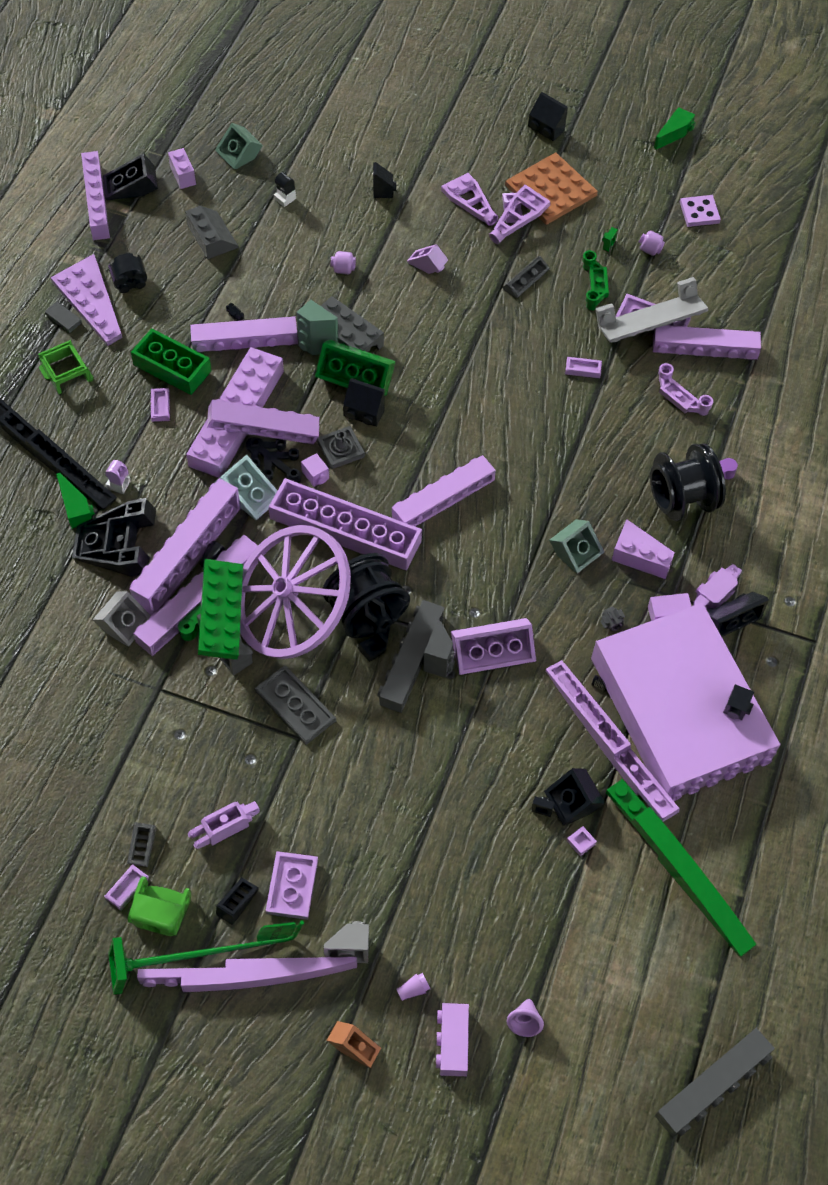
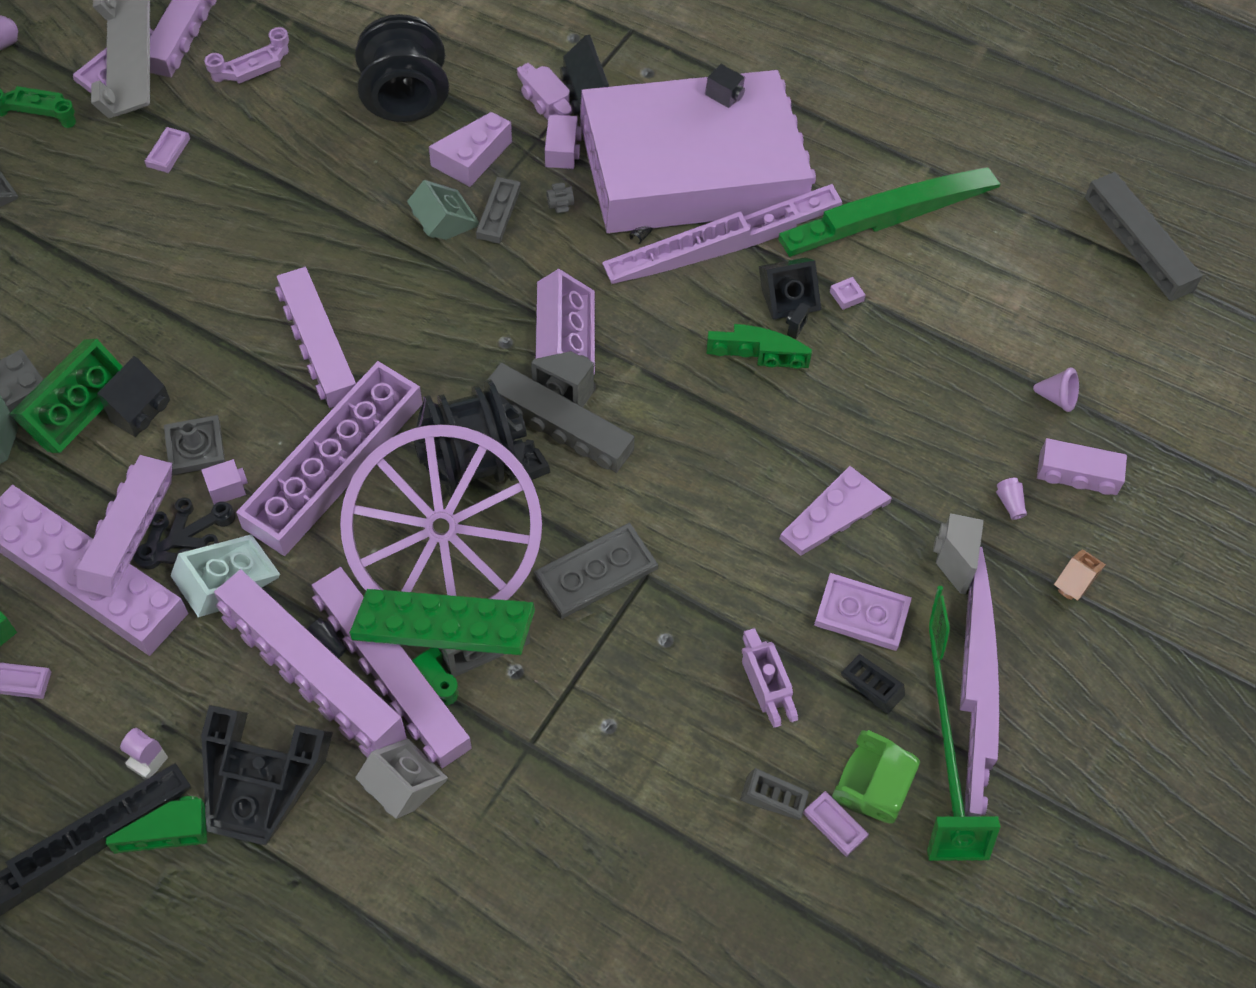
camera: 80 degrees left, 0 degrees up
(384, 862) = (834, 510): none -> lavender wing
(510, 783) = (767, 345): none -> green slope
(590, 581) = (498, 210): none -> dark grey plate

